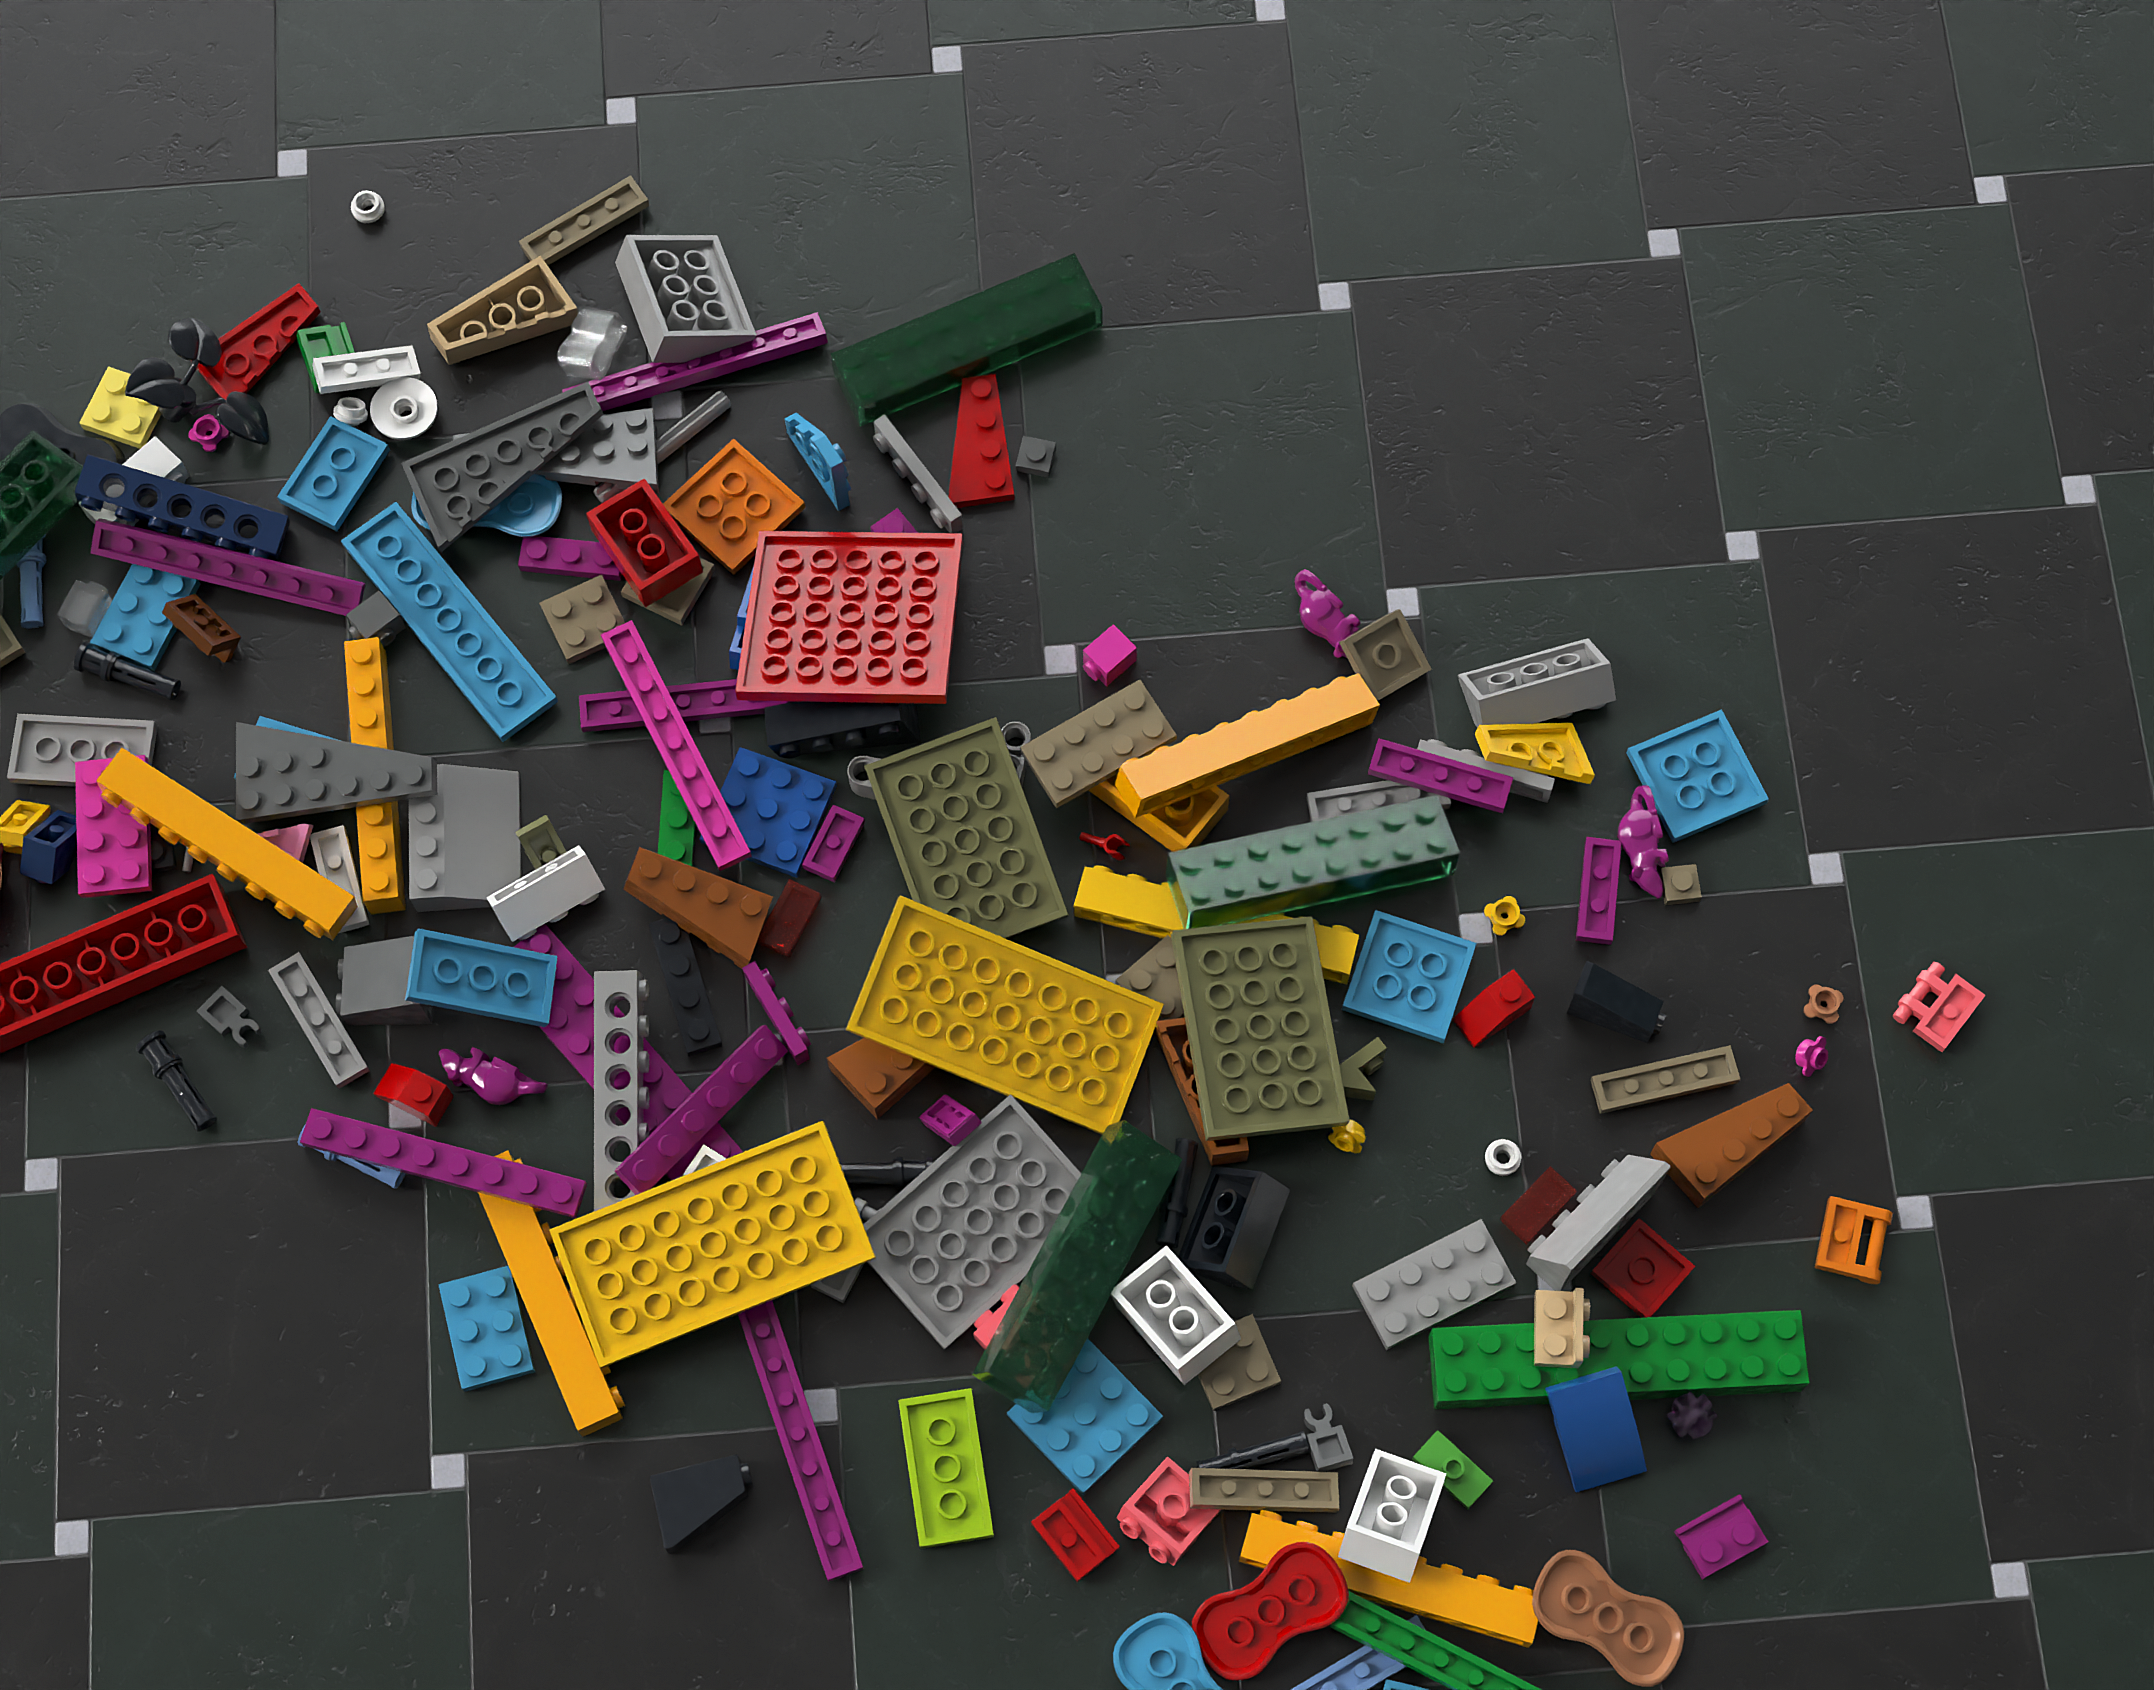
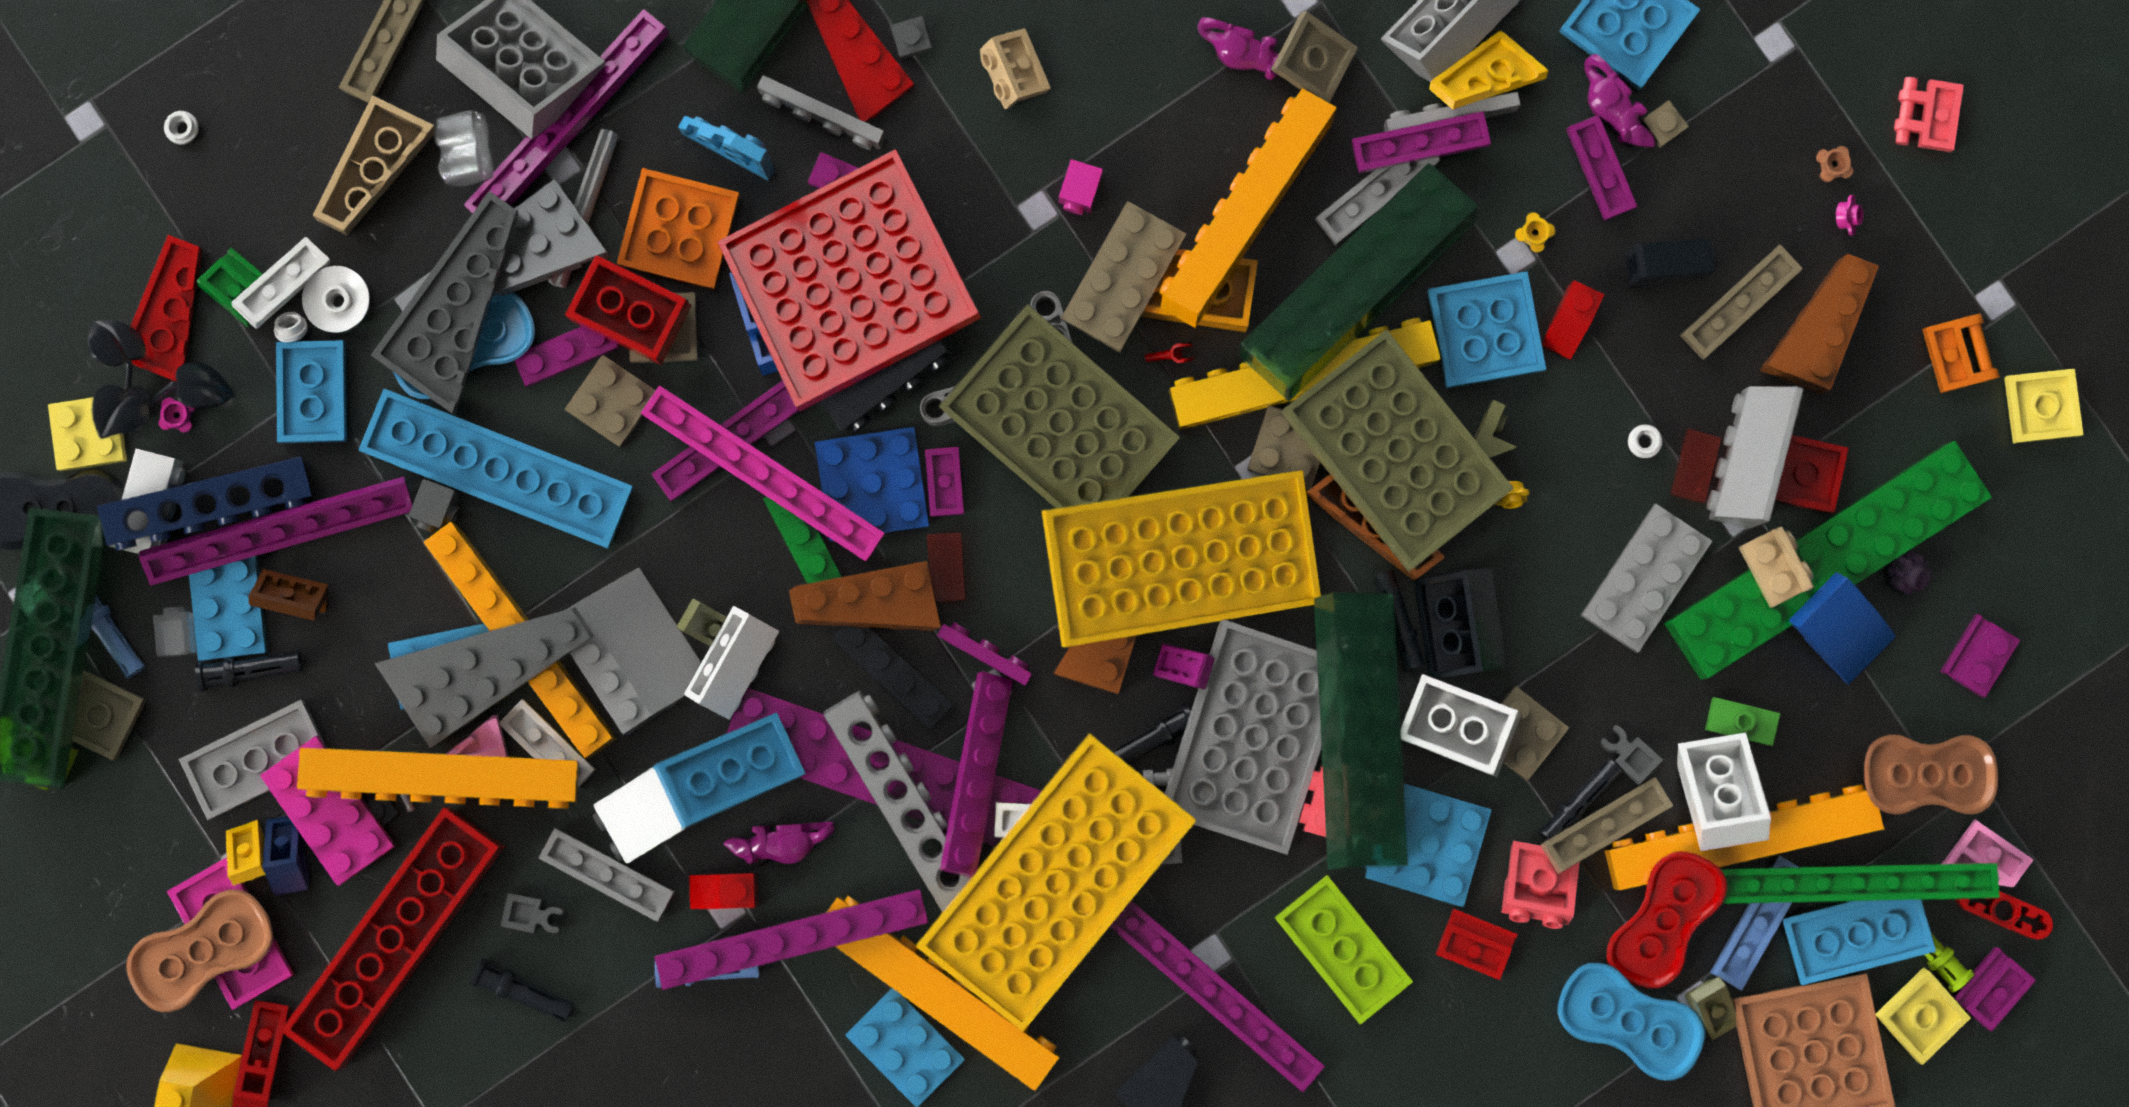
camera: 30 degrees left, 15 degrees up
(1111, 526) = (1014, 67): none -> tan bracket
(1909, 1332) = (2043, 406): none -> light yellow plate

